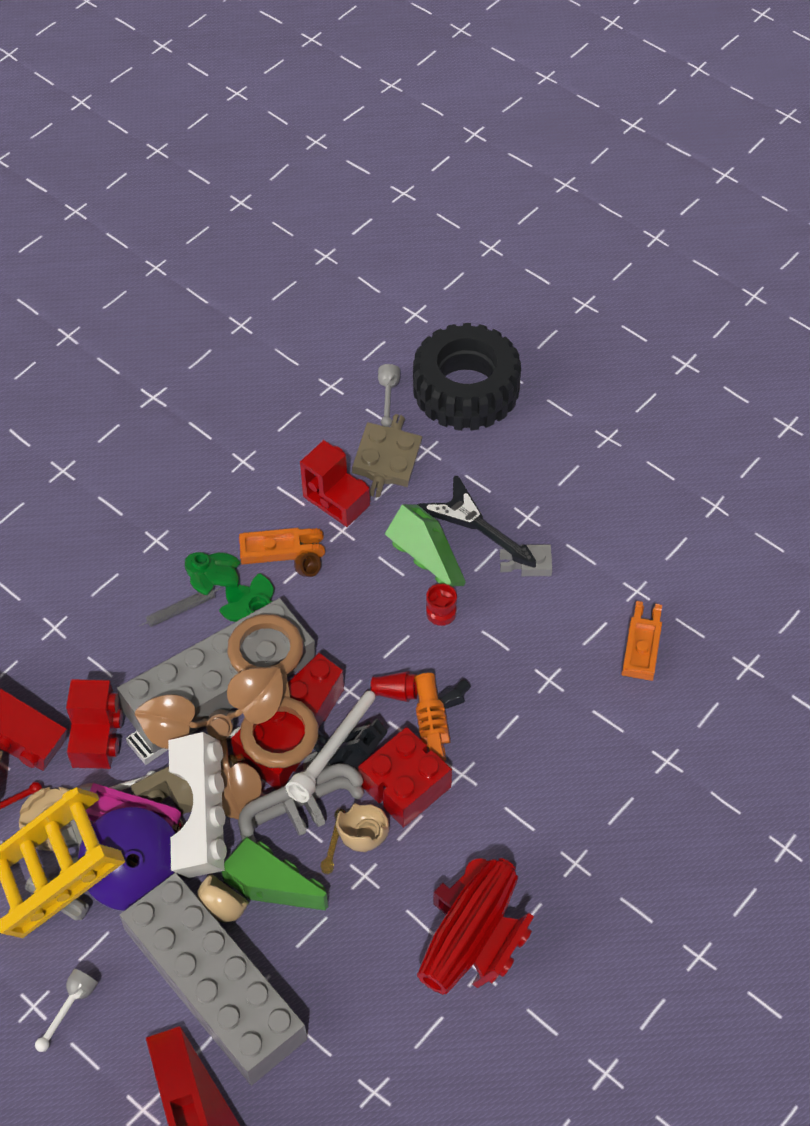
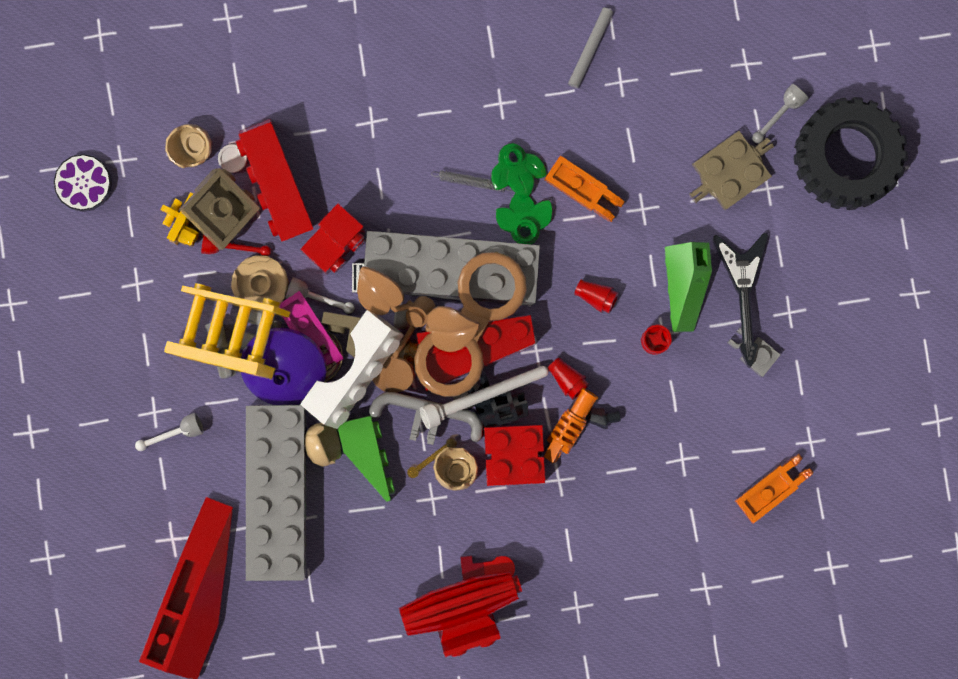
camera: 30 degrees right, 30 degrees up
(197, 454) = (590, 48): none -> light grey bar
(309, 567) = (589, 223): reddish brown hinge -> none
(330, 486) = (661, 173): red brick -> none
(363, 609) = (598, 296): none -> red cone

